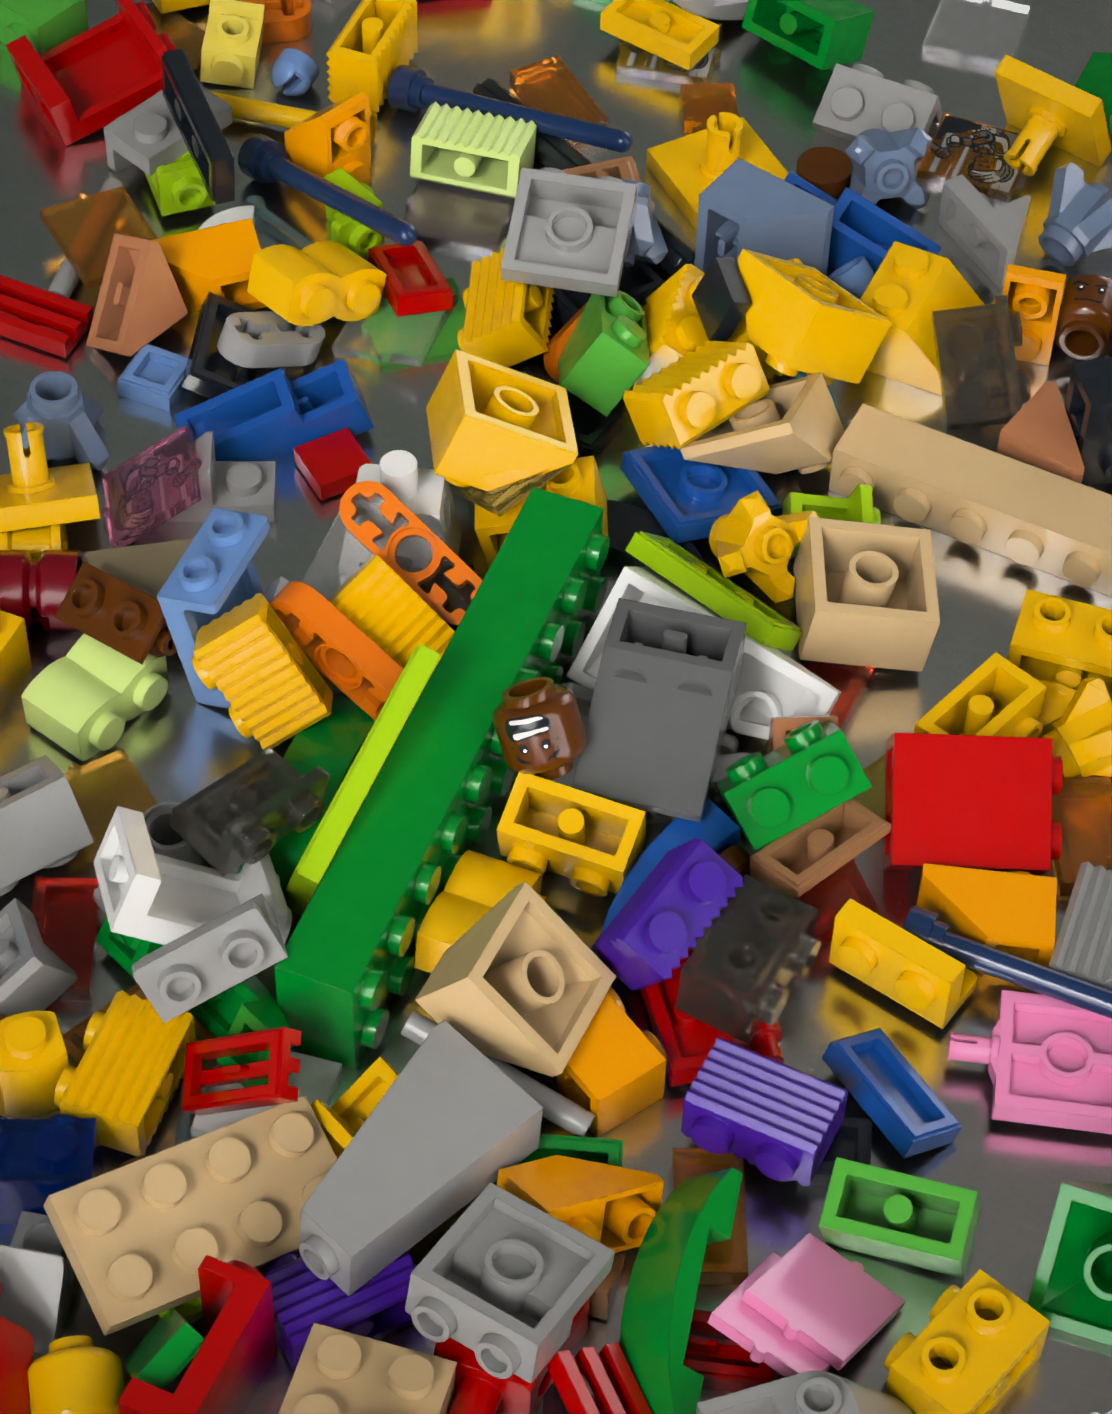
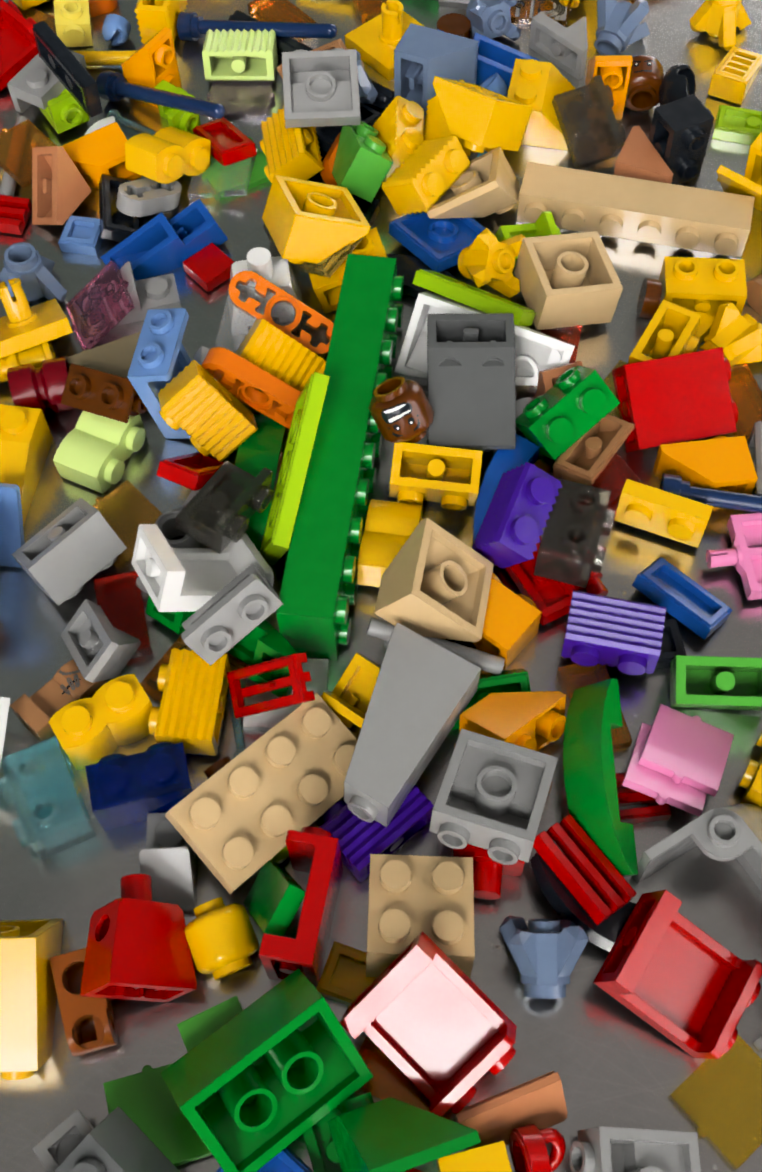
camera: 10 degrees left, 10 degrees up
(211, 749) = (189, 470): none -> red tile
(721, 299) = (427, 111): black tile -> none
(992, 640) = (649, 298): none -> reddish brown tile

